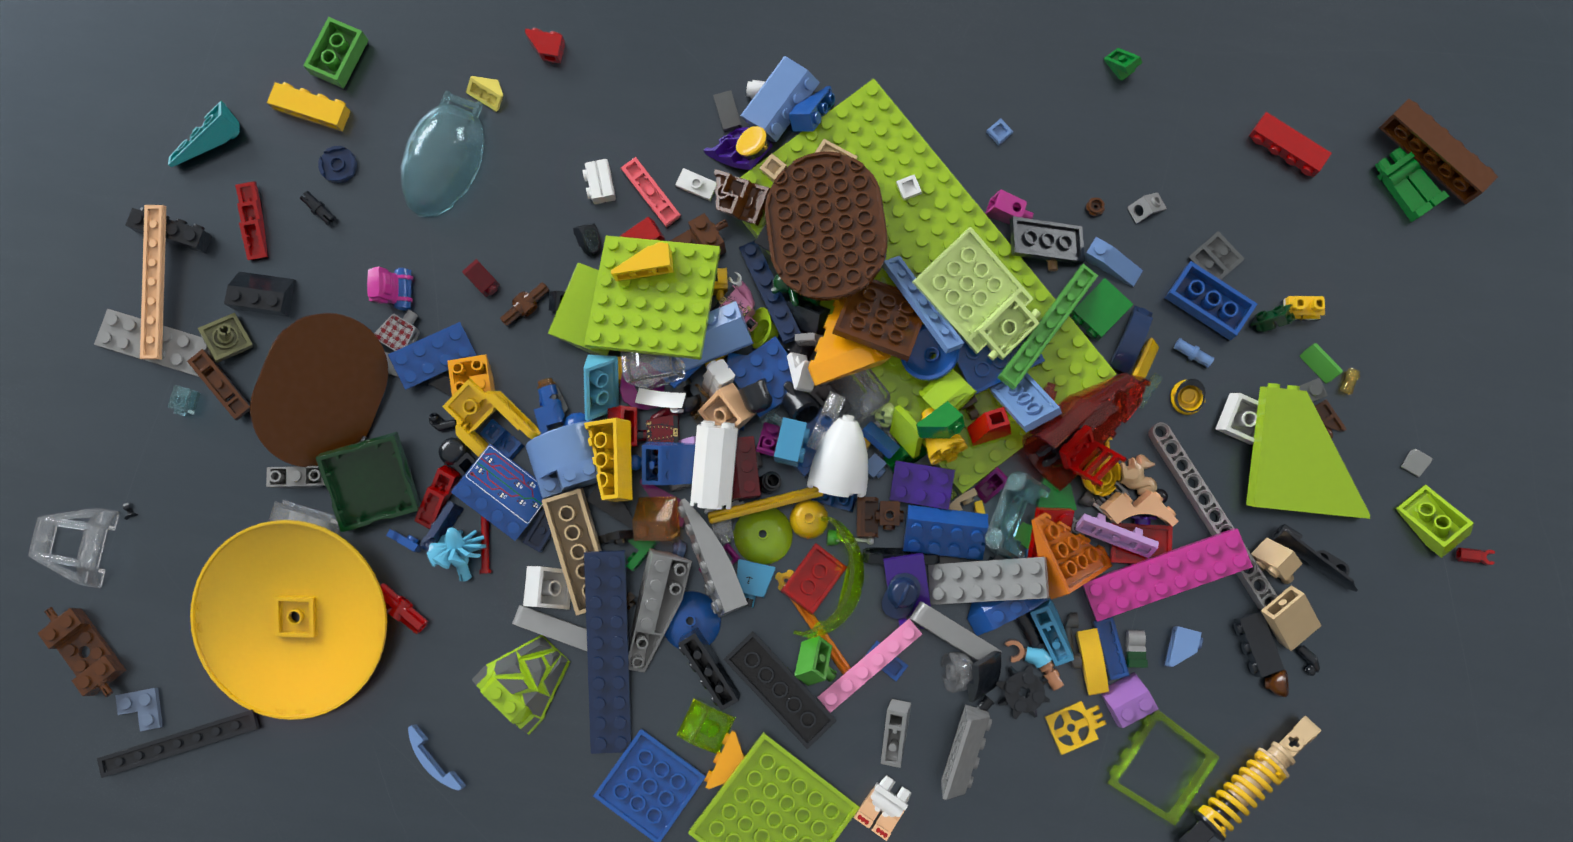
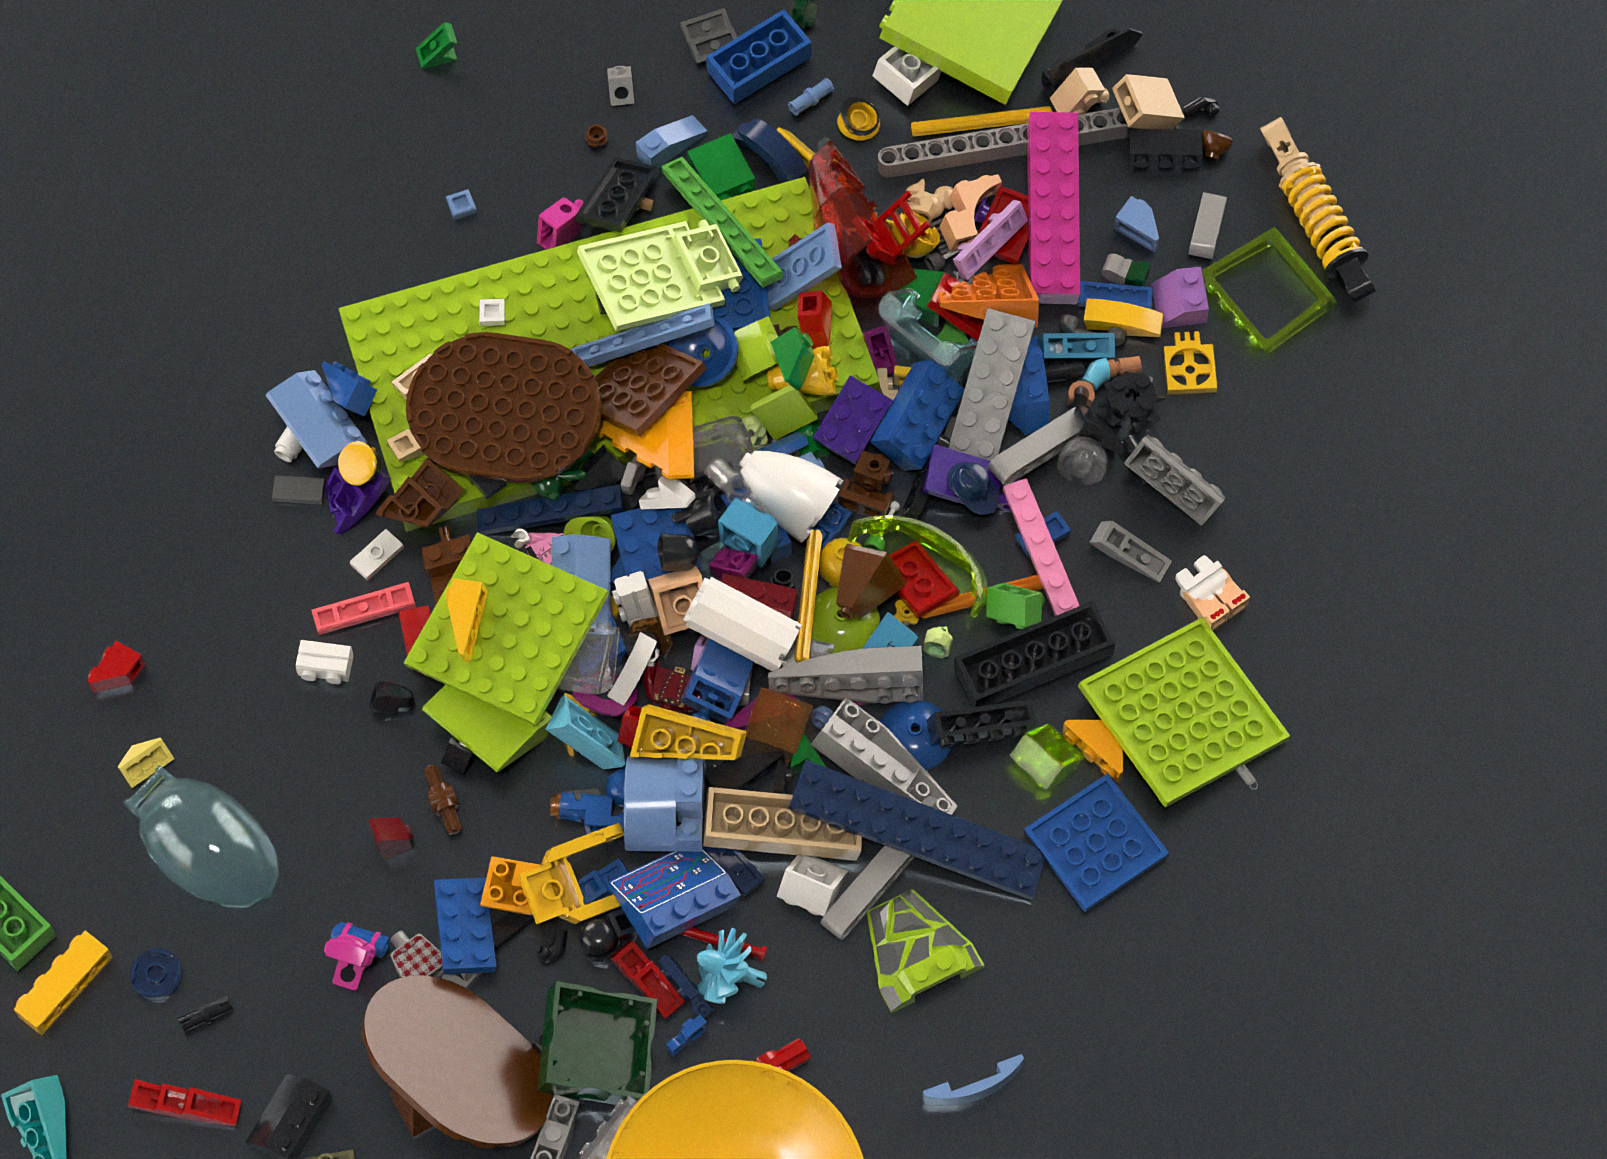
camera: 75 degrees left, 15 degrees down
(769, 612) = (938, 642): none -> yellowish green rock
(786, 542) = (866, 581): none -> reddish brown slope
(1202, 701) = (1207, 225): none -> light grey beam
(1226, 491) = (974, 121): none -> yellow axle

